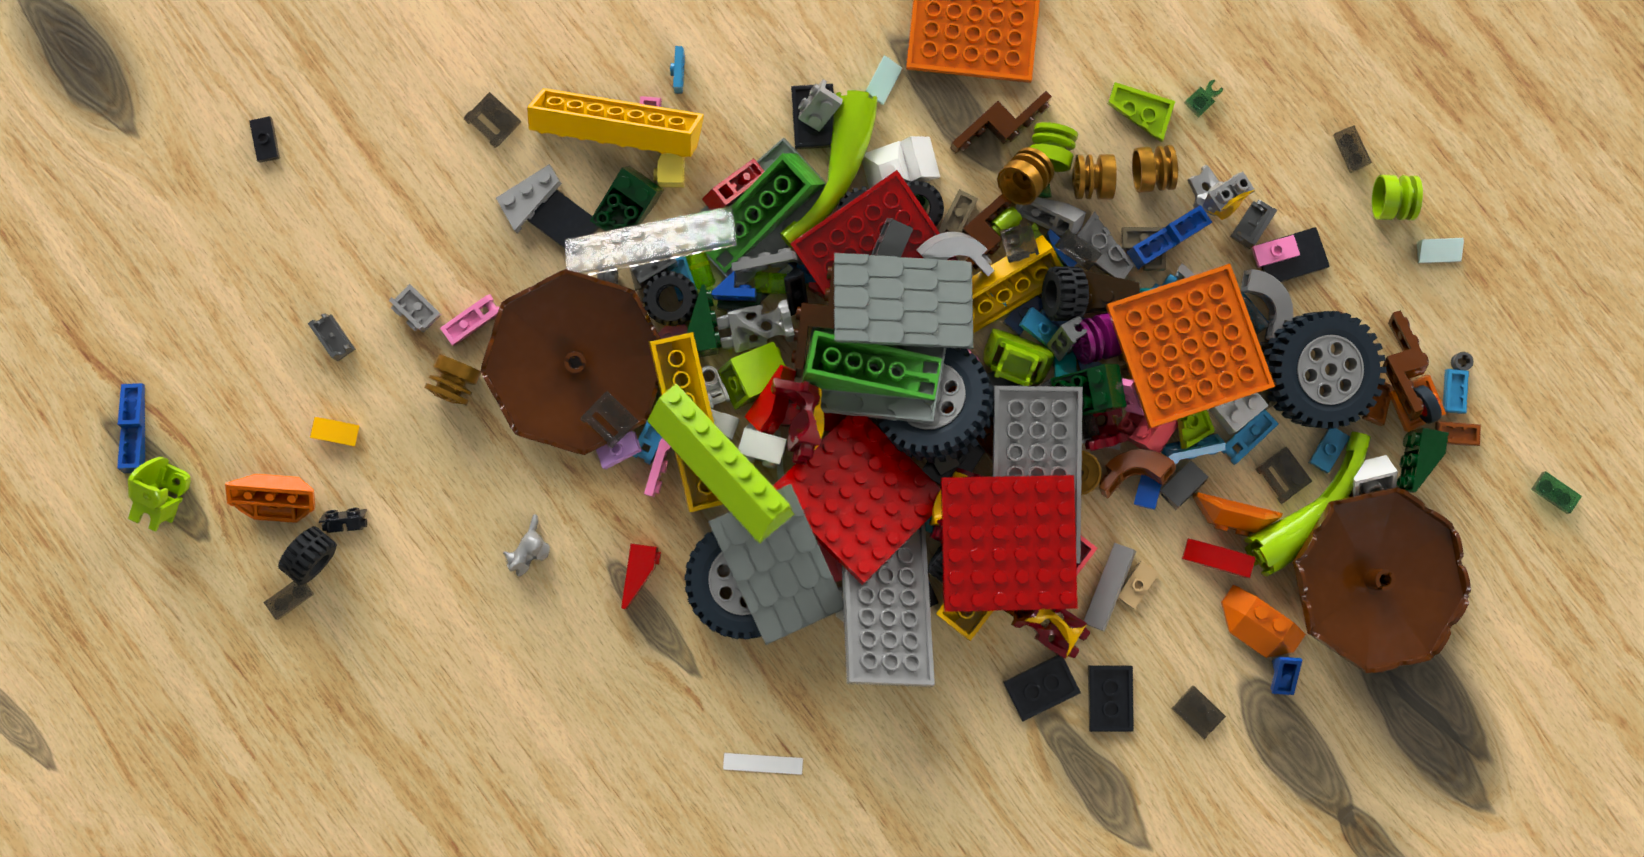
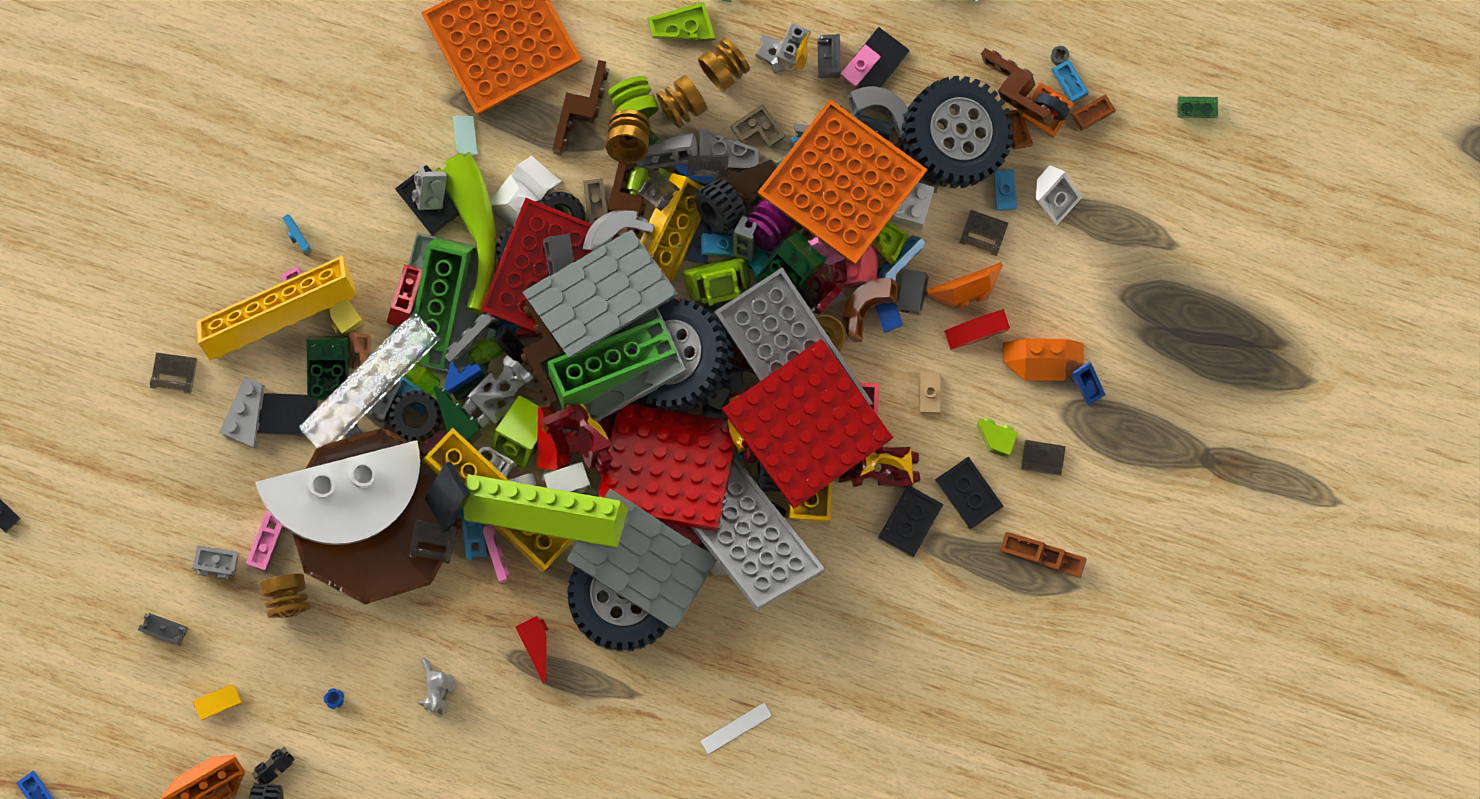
camera: 35 degrees left, 5 degrees down
(430, 497) = (334, 693): none -> blue plate
(558, 330) = (346, 497): none -> white plate
(622, 450) = (458, 561): lavender plate -> none
(646, 390) = (447, 496): none -> black tile
(666, 205) = (360, 346): none -> nougat plate
(1109, 586) = (909, 408): light grey tile -> none
(1139, 799) = (1043, 555): none -> dark orange slope
(1169, 237) = (771, 109): blue slope -> none
(1169, 668) = (997, 438): none -> lime slope
(1250, 436) = (937, 220): dark azure plate -> none
(1282, 541) = (1020, 275): lime brick -> none
(1382, 580) = (1110, 261): reddish brown piece -> none
(1422, 453) = (1075, 145): dark green slope -> none

